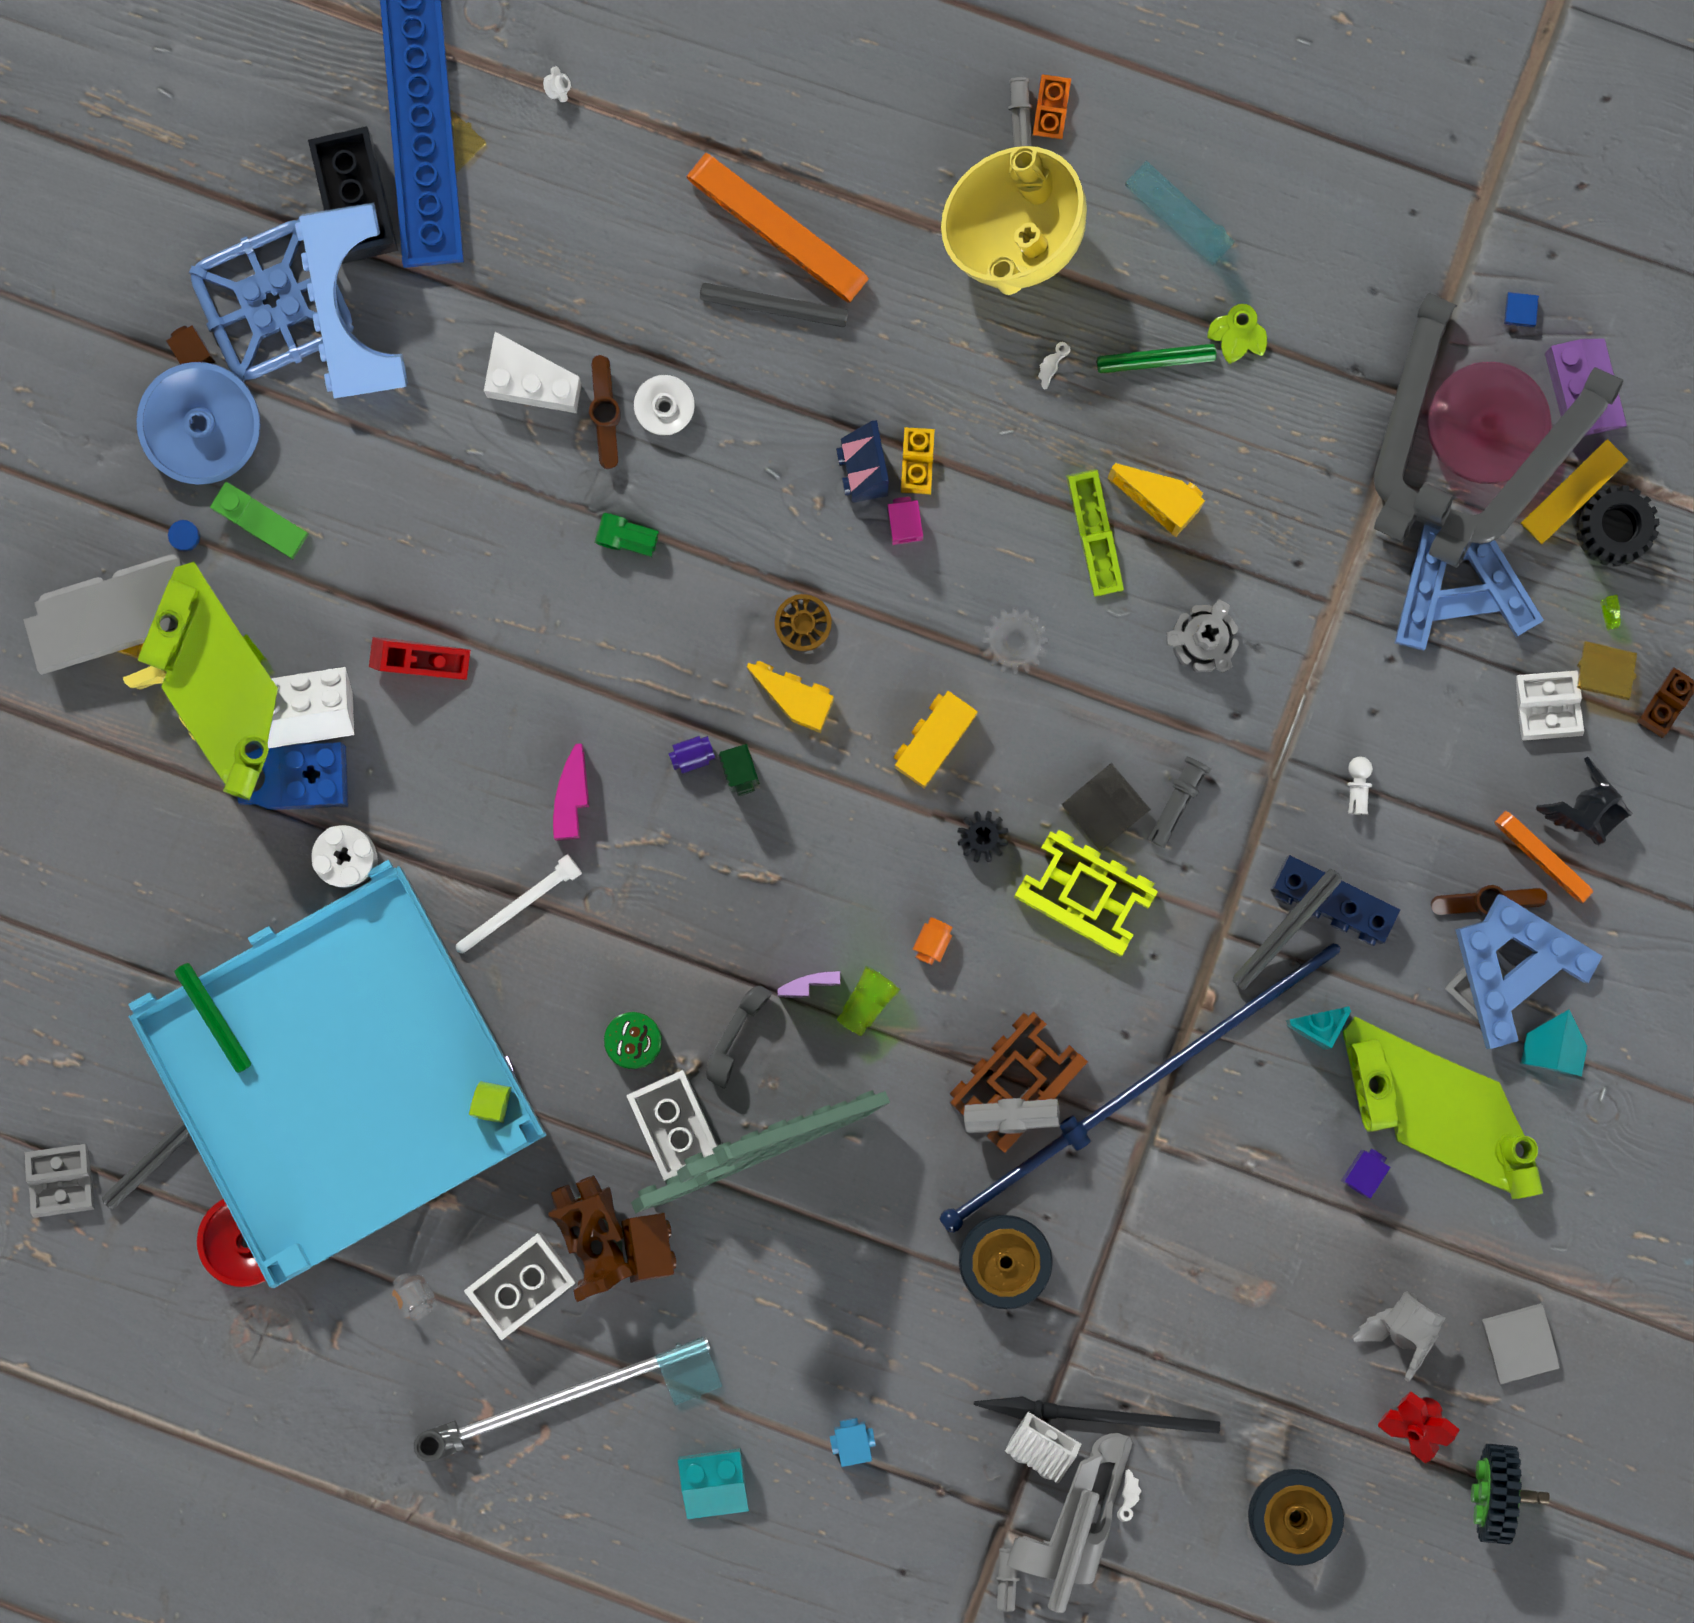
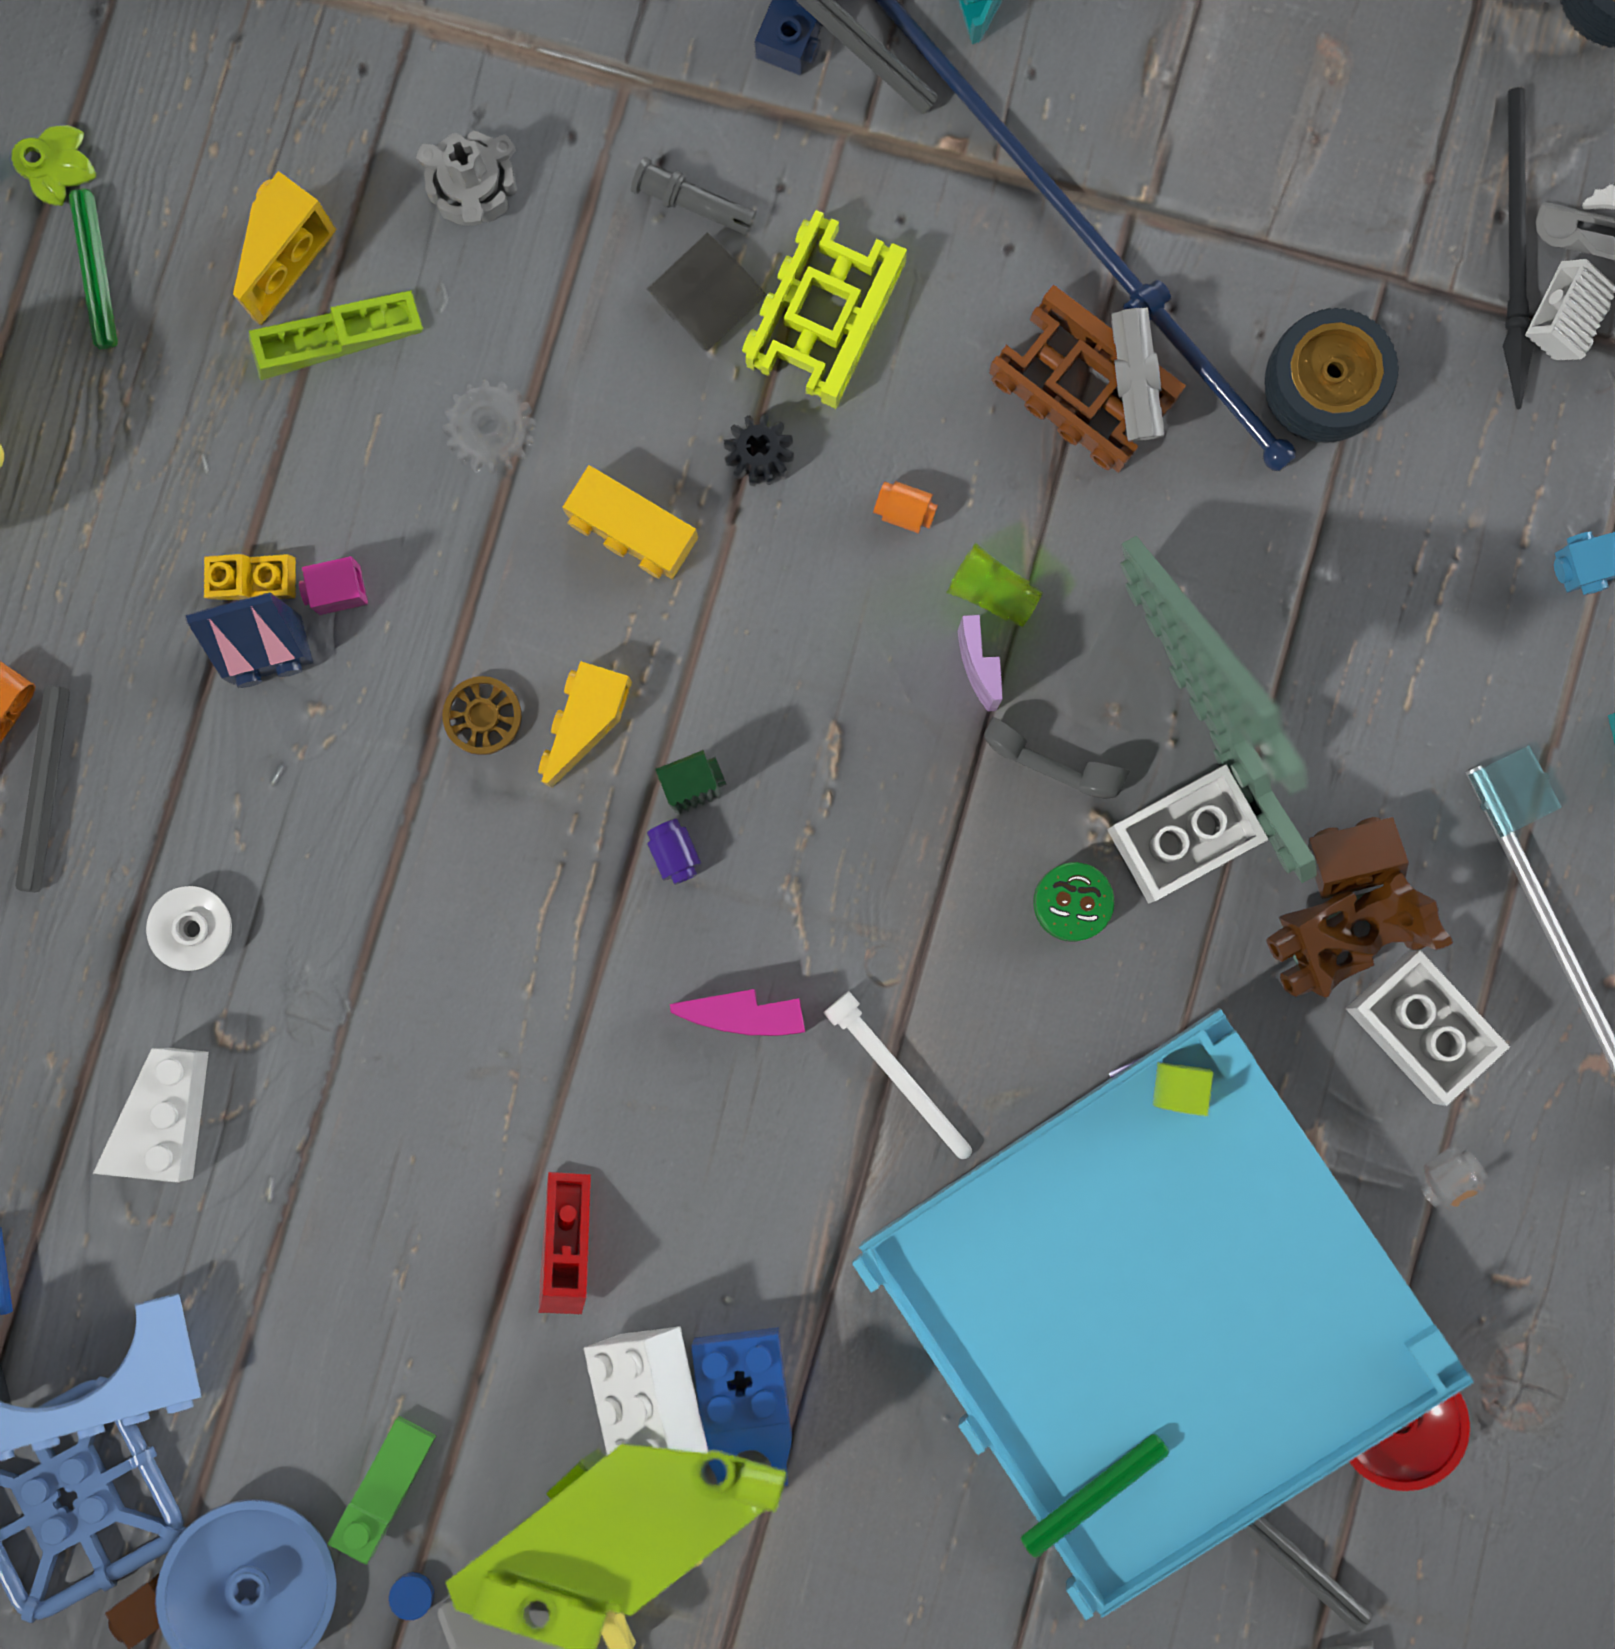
camera: 90 degrees left, 0 degrees up
(339, 840) = (865, 1347): white brick -> none
(603, 394) = (180, 1013): reddish brown piece -> none
(618, 534) = (373, 977): green piece -> none
(1050, 363) = (106, 409): white piece -> none

